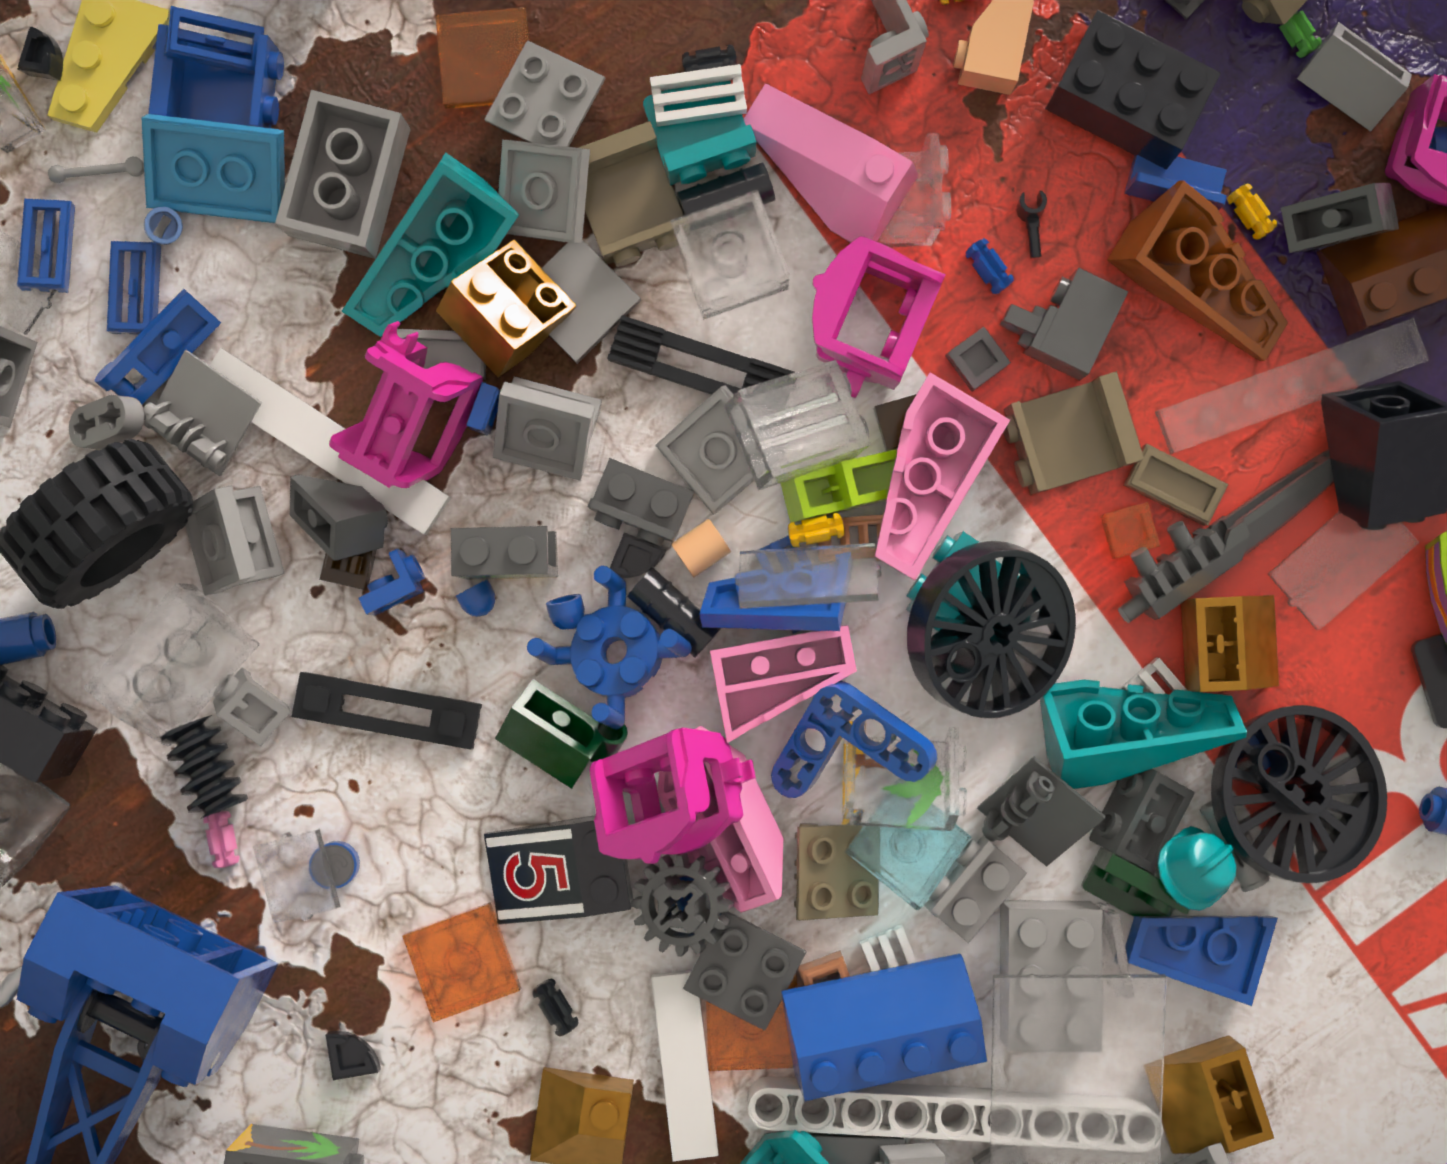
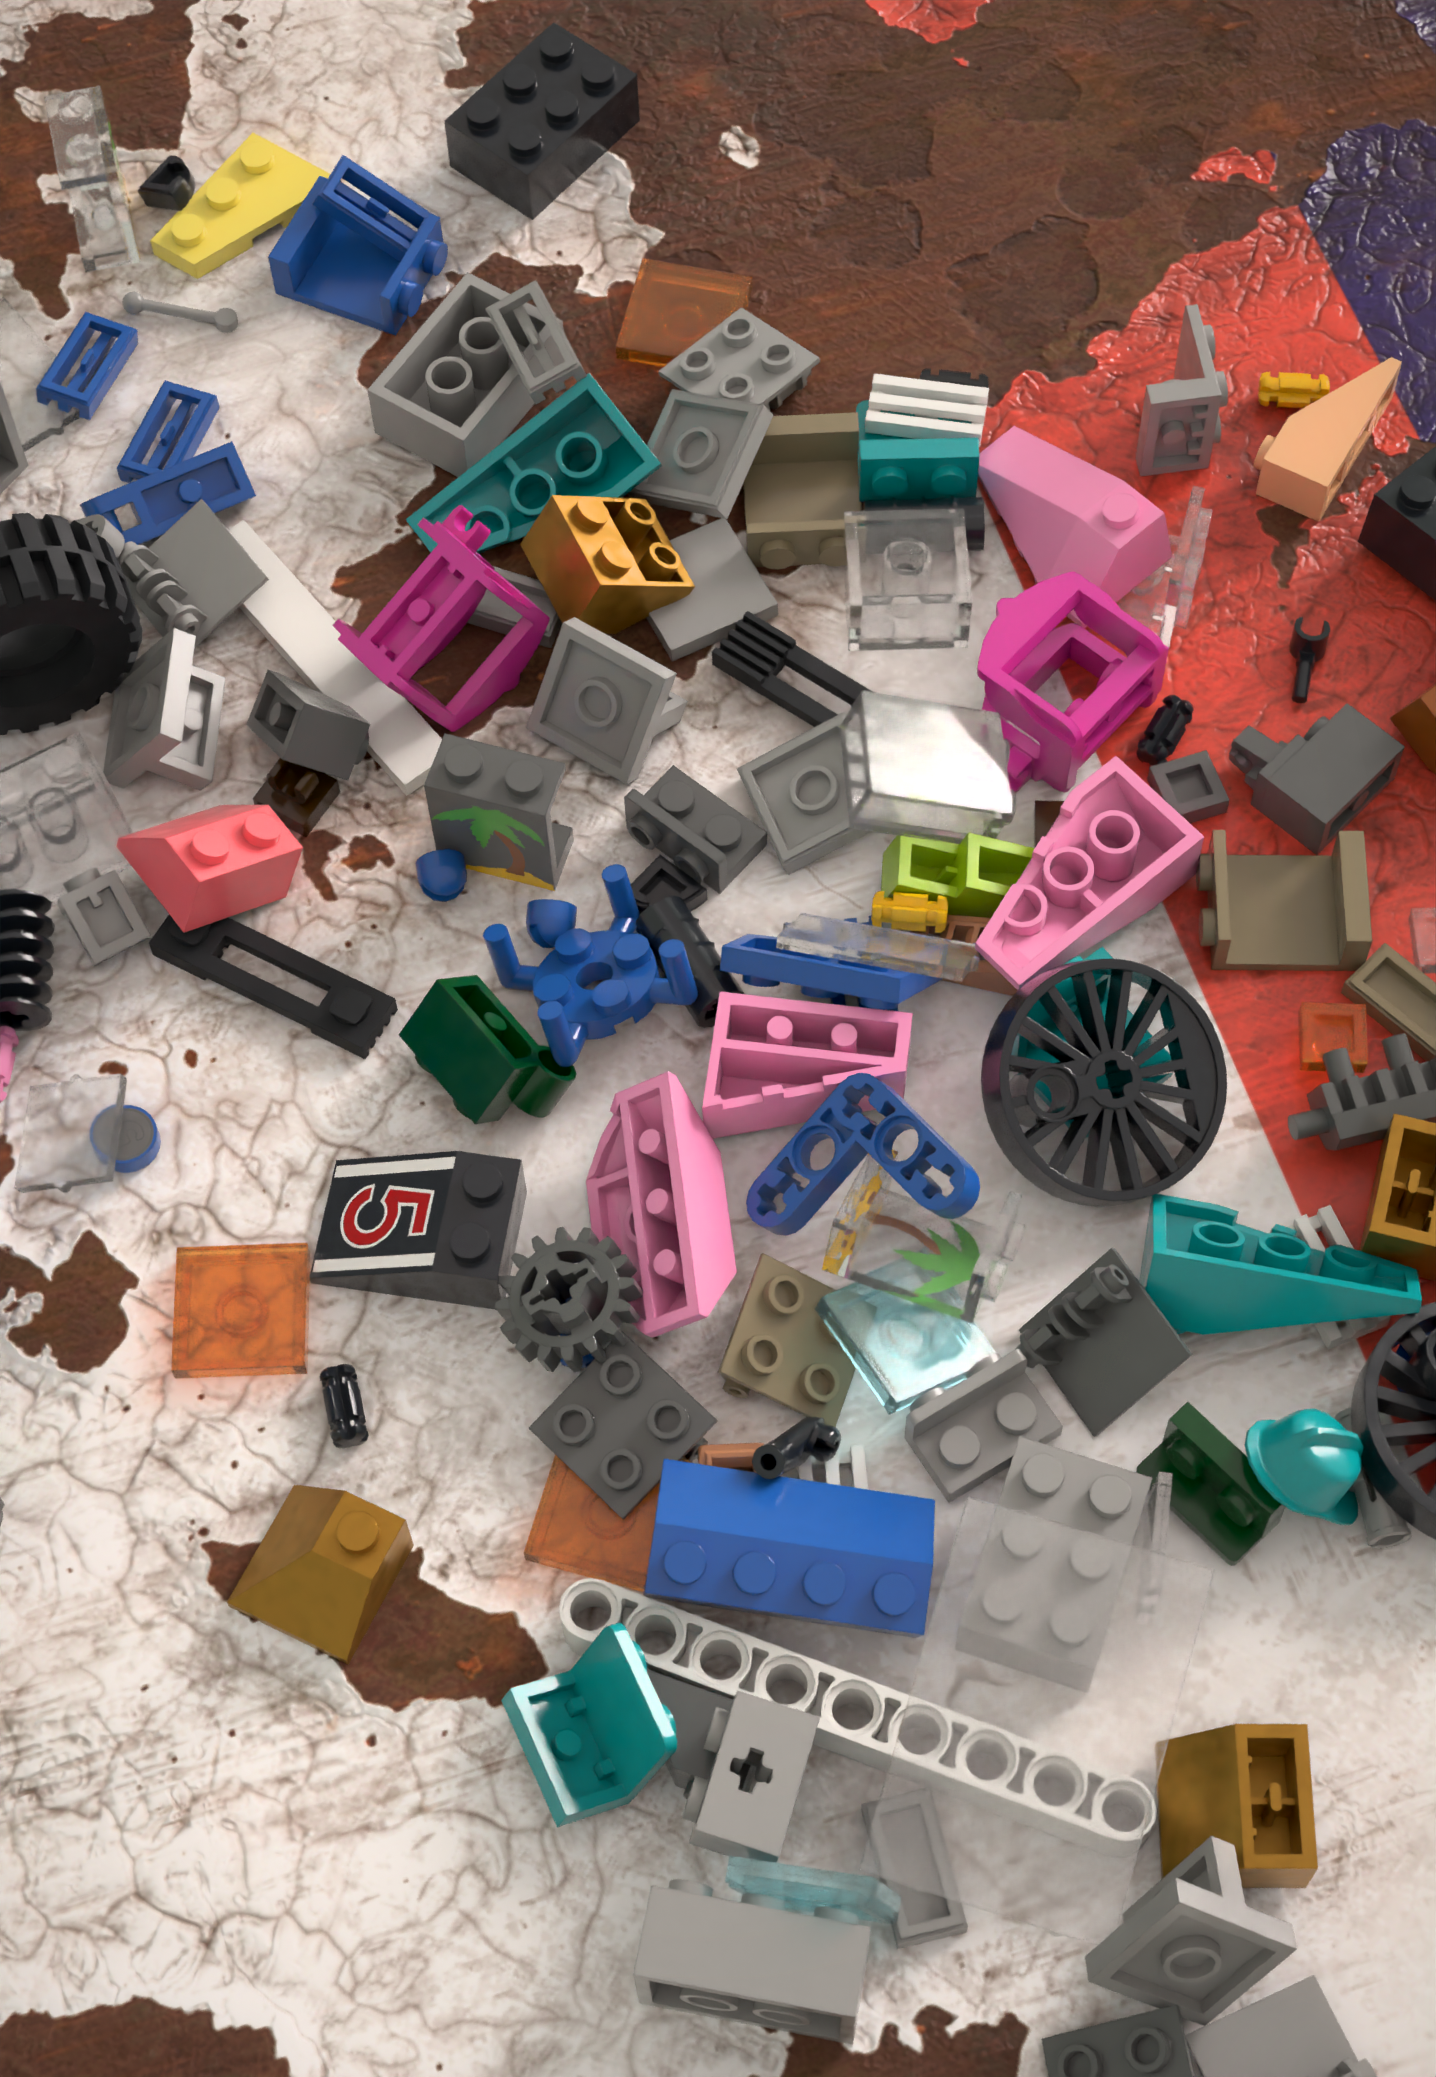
camera: 25 degrees right, 25 degrees down
(171, 232) = (224, 370): medium blue hinge -> none
(213, 167) = (316, 332): dark azure tile -> none
(310, 645) = (215, 862): none -> coral slope
(350, 1055) = (40, 1387): black tile -> none
(390, 592) = (339, 835): blue bracket -> none
(416, 173) = (553, 374): none -> light grey tile
(484, 409) = (529, 667): blue tile -> none
(674, 830) = (568, 1114): dark pink animal -> none
(684, 1068) = (490, 1546): white tile -> none
(701, 547) = (752, 897): light nougat gear -> none
(858, 954) = (795, 1446): none -> black arm
(949, 316) = (1165, 730): none -> black piece
(989, 266) = (1235, 690): blue piece -> none
(1142, 817) = (1257, 1381): dark grey bracket -> none
(1204, 951) = (1291, 1610): blue wing -> none

